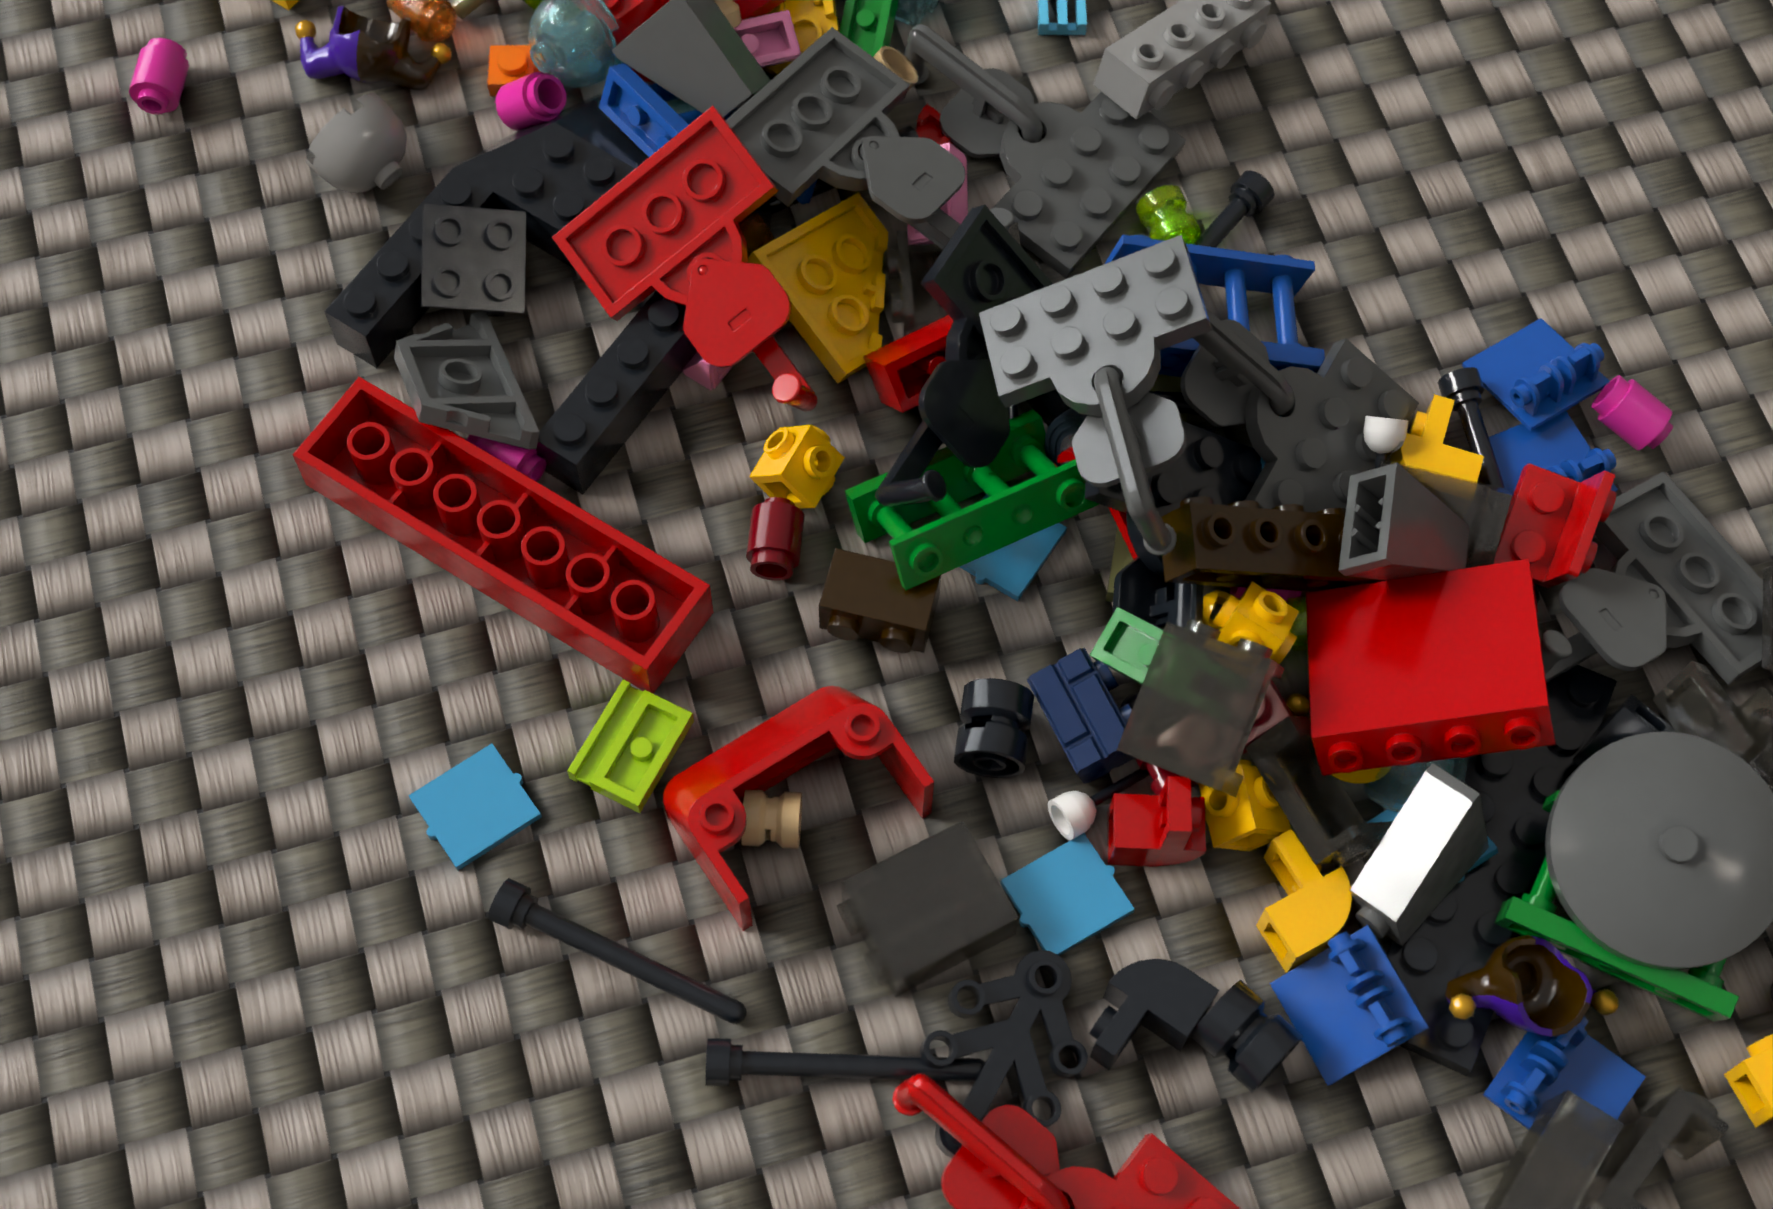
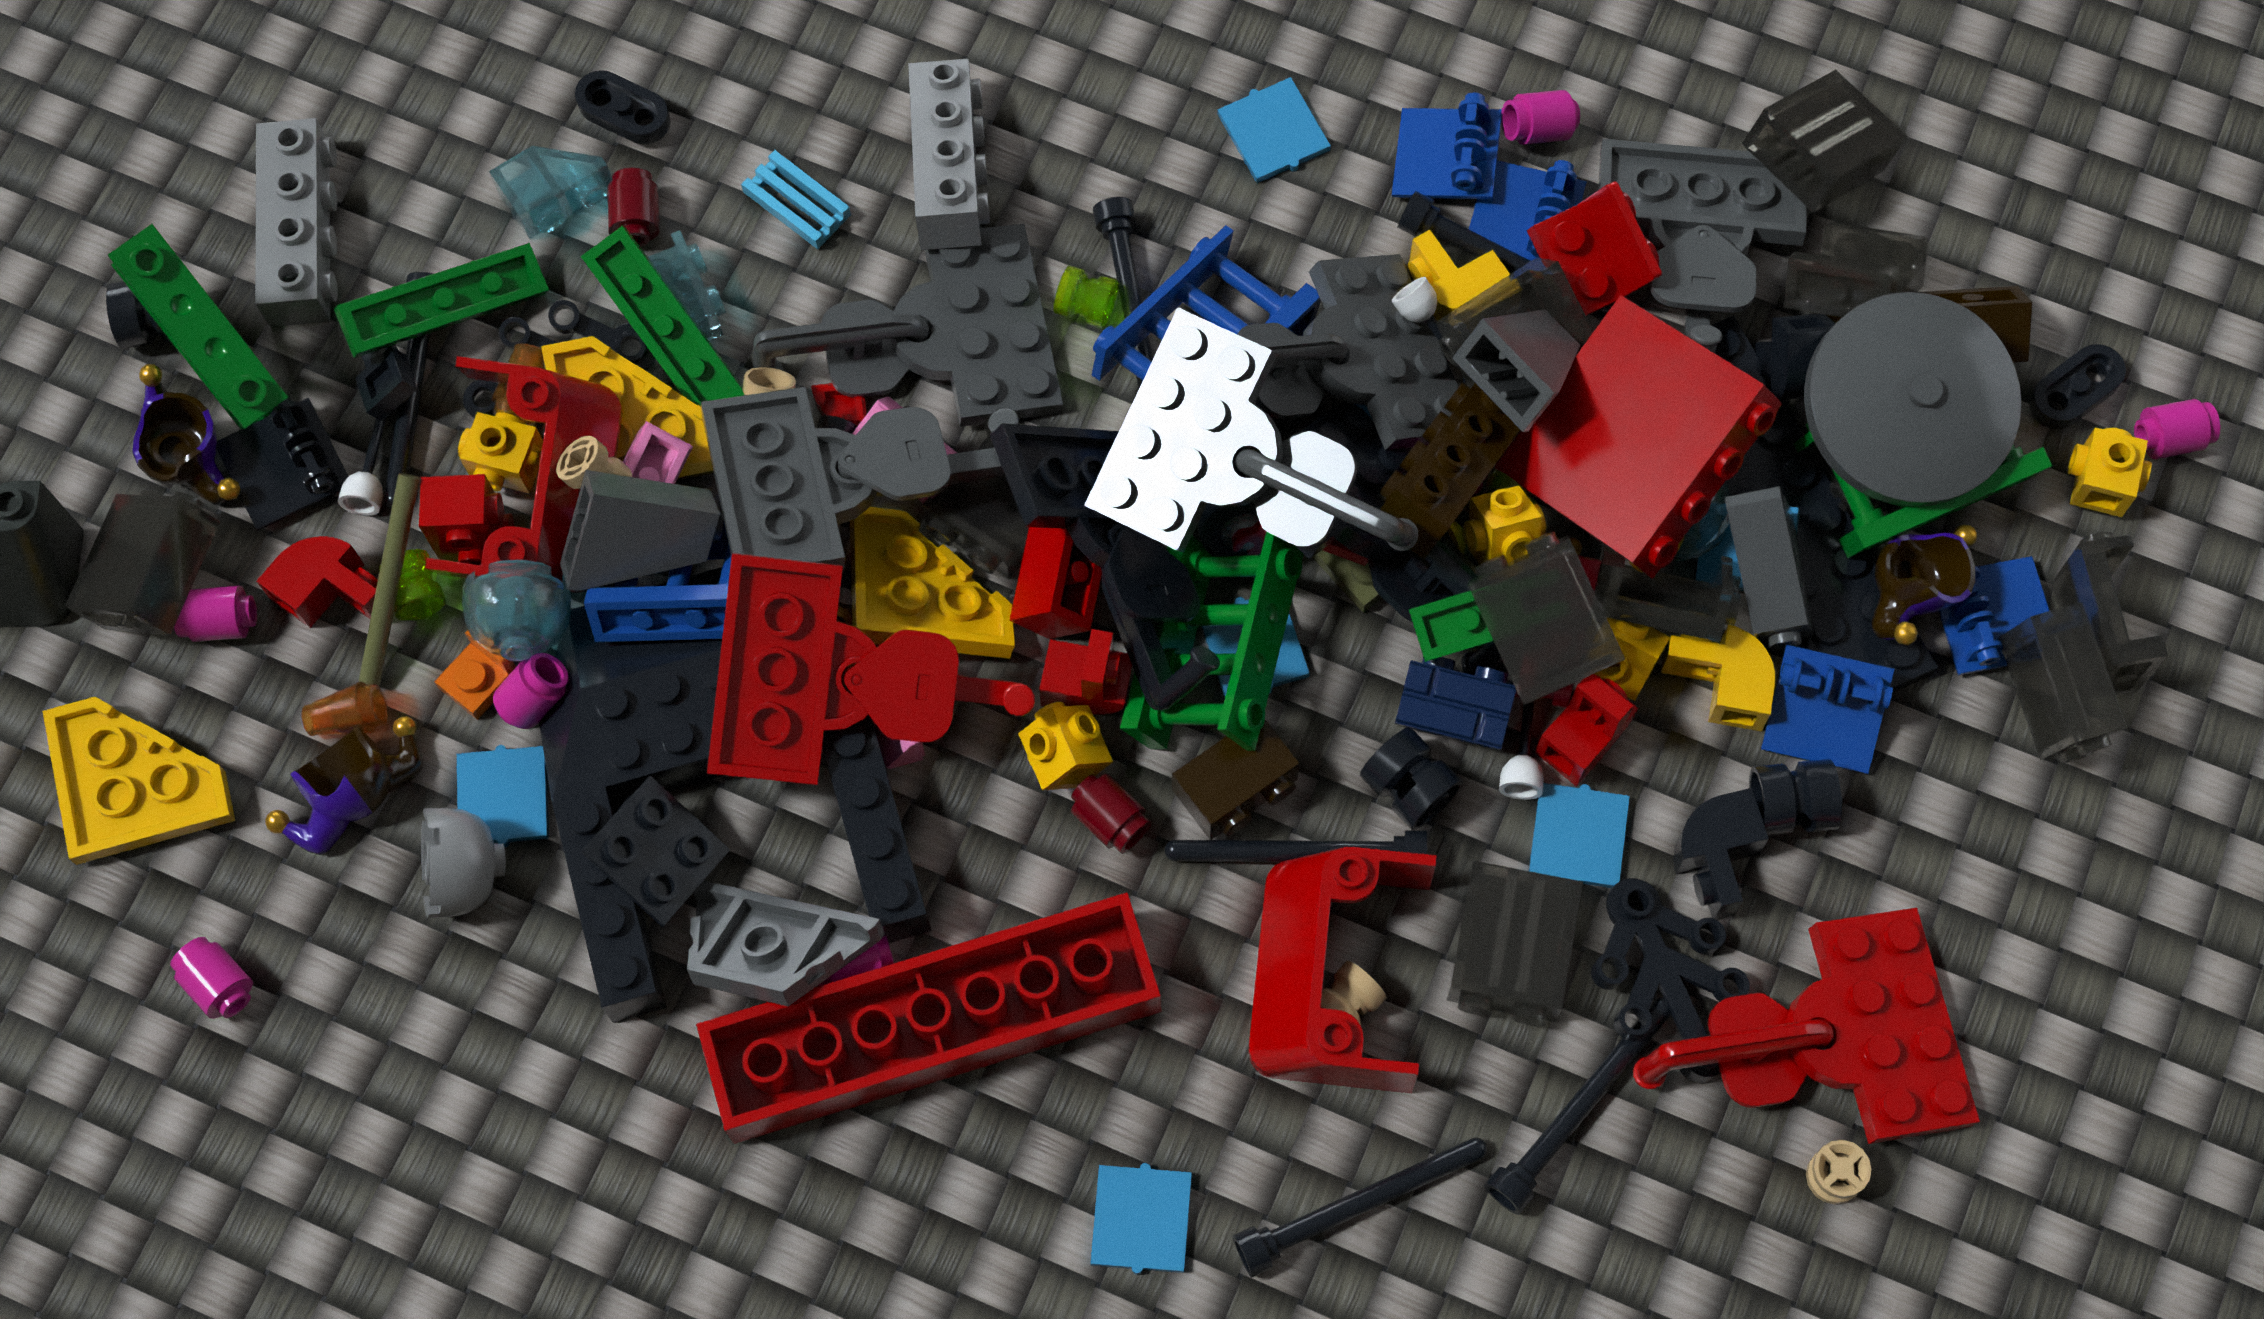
camera: 45 degrees left, 5 degrees up
(443, 143) = (506, 791): none -> dark azure piece
(631, 746) = (1195, 1059): lime plate -> none
(865, 435) = (1086, 674): none -> red brick
(941, 769) = (1280, 850): none -> black piece
(1432, 248) = (1273, 130): none -> dark azure piece

